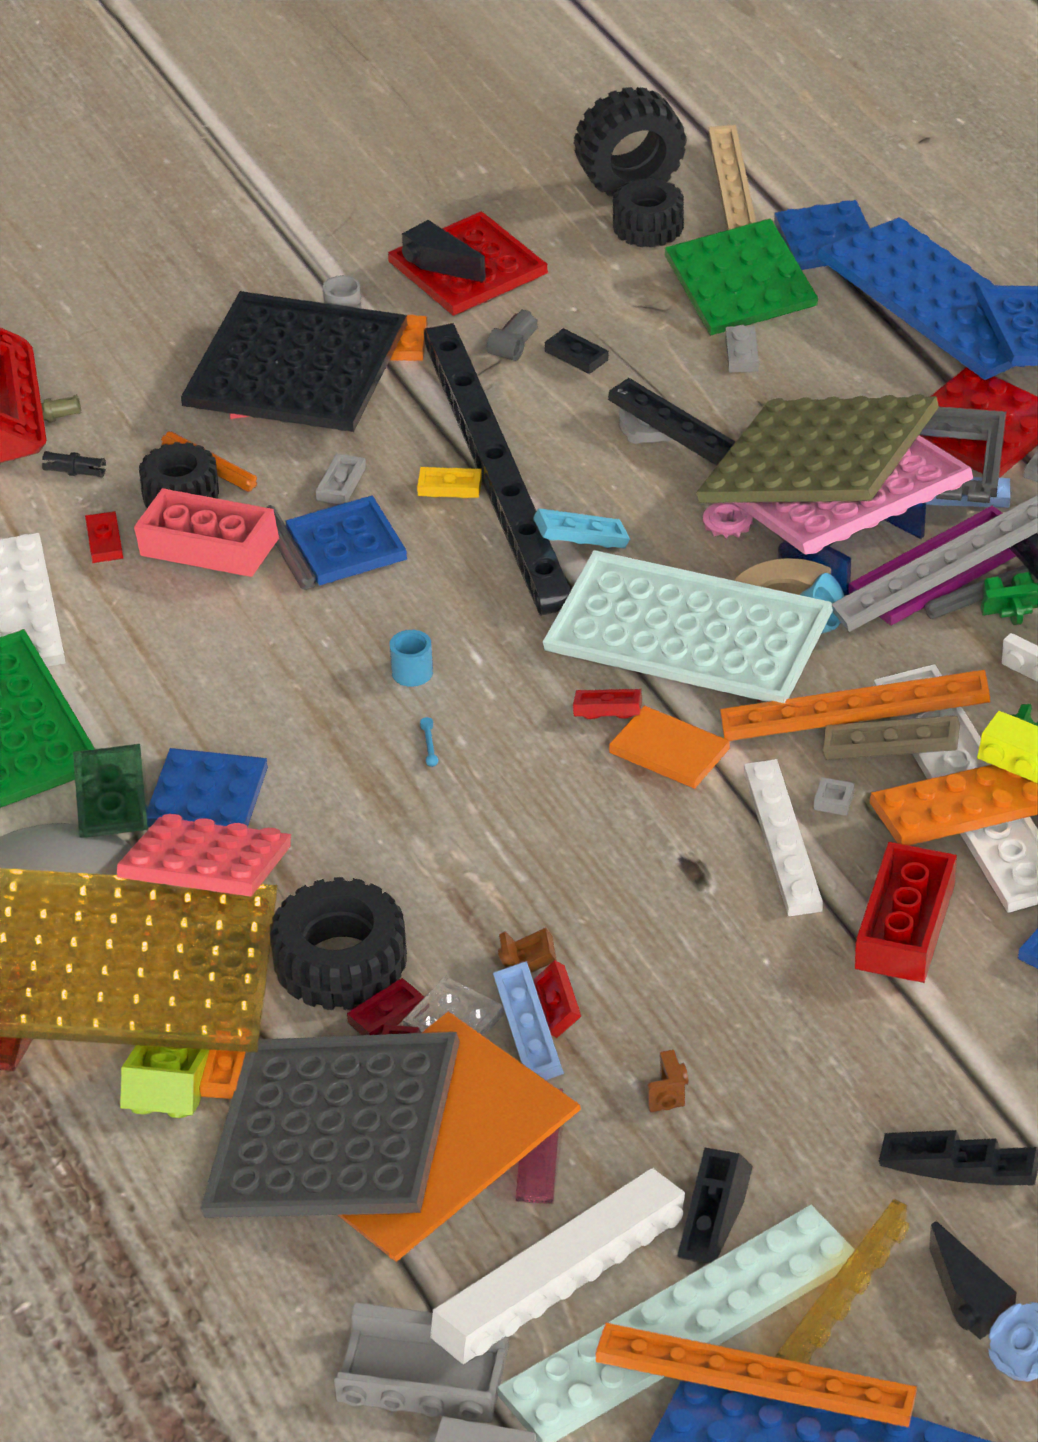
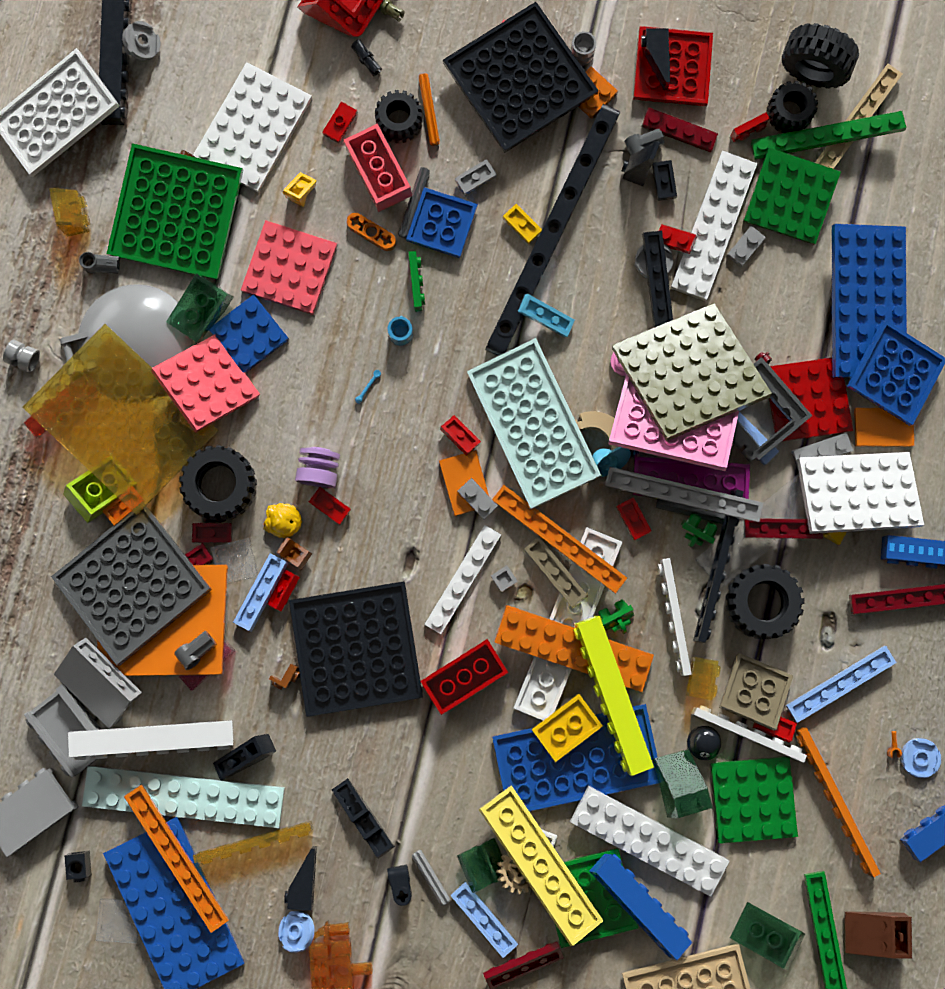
camera: 35 degrees right, 40 degrees up
(123, 622) = (299, 189): none -> yellow slope
(189, 699) = (289, 267): none -> coral plate
(281, 593) = (357, 229): none -> orange beam
(373, 604) = (417, 281): none -> green plate
(403, 1258) = (97, 682): none -> light grey panel
(459, 837) = (317, 467): none -> lavender wheel
(470, 931) = (279, 520): none -> yellow hair
(513, 1107) = (190, 653): none -> dark grey piece
(517, 877) = (329, 505): none -> red plate
(534, 339) = (639, 164): none -> black wedge
(543, 305) = (680, 129): none -> dark red plate
(620, 254) = (744, 130): none -> red plate
(662, 379) = (678, 239): none -> red plate
(682, 354) = (714, 225): none -> white plate
(704, 741) = (477, 498): none -> light grey plate
(720, 205) = (830, 134): none -> green plate
(729, 993) = (355, 649): none -> black plate
(817, 226) = (868, 195): blue plate -> none
(920, 640) = (633, 518): none -> red plate

